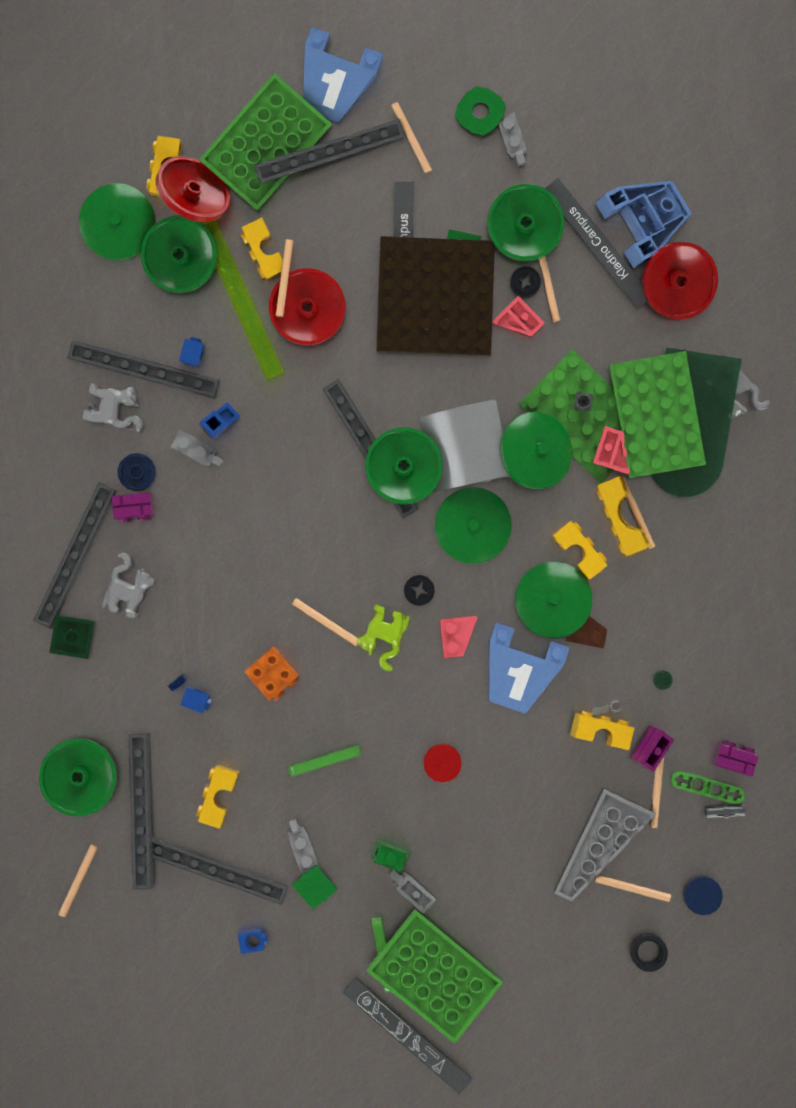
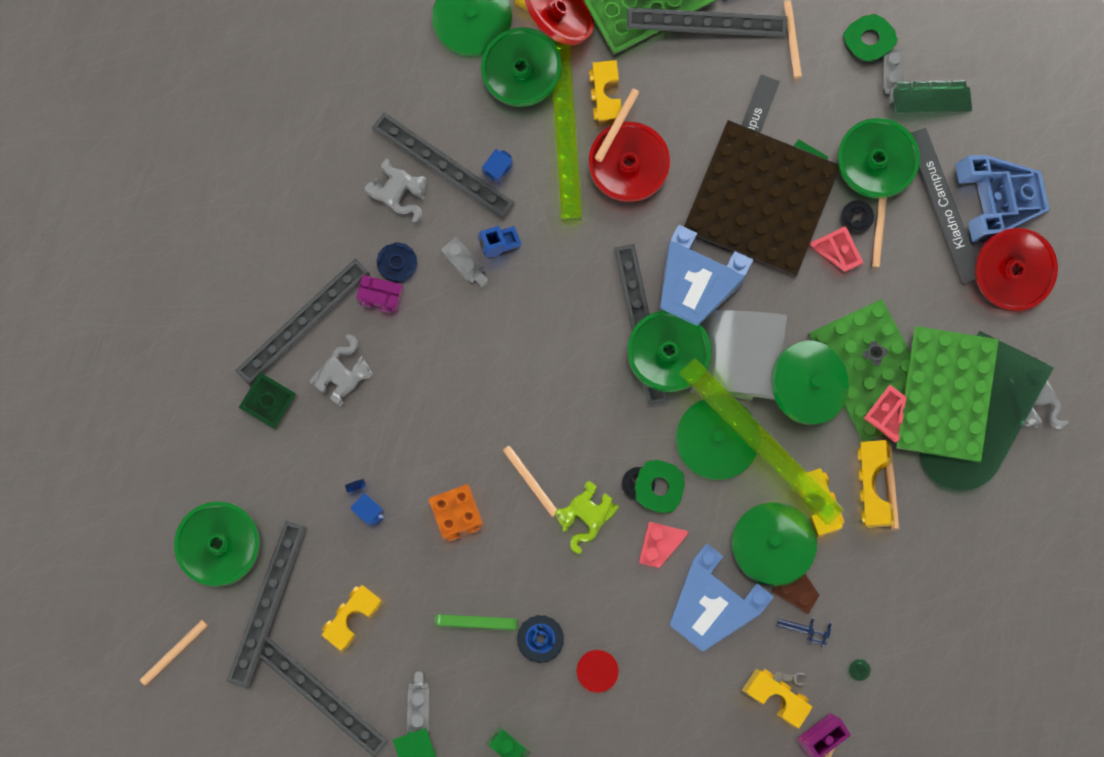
camera: 20 degrees right, 10 degrees down
(376, 762) = (538, 651): none -> black wheel
(405, 397) = (697, 284): none -> medium blue wedge
(423, 584) = (643, 489): none -> green piece
(511, 518) = (761, 441): none -> clear neon green plate
(552, 151) = (933, 97): none -> clear green windscreen
(606, 662) = (806, 629): none -> dark blue piece

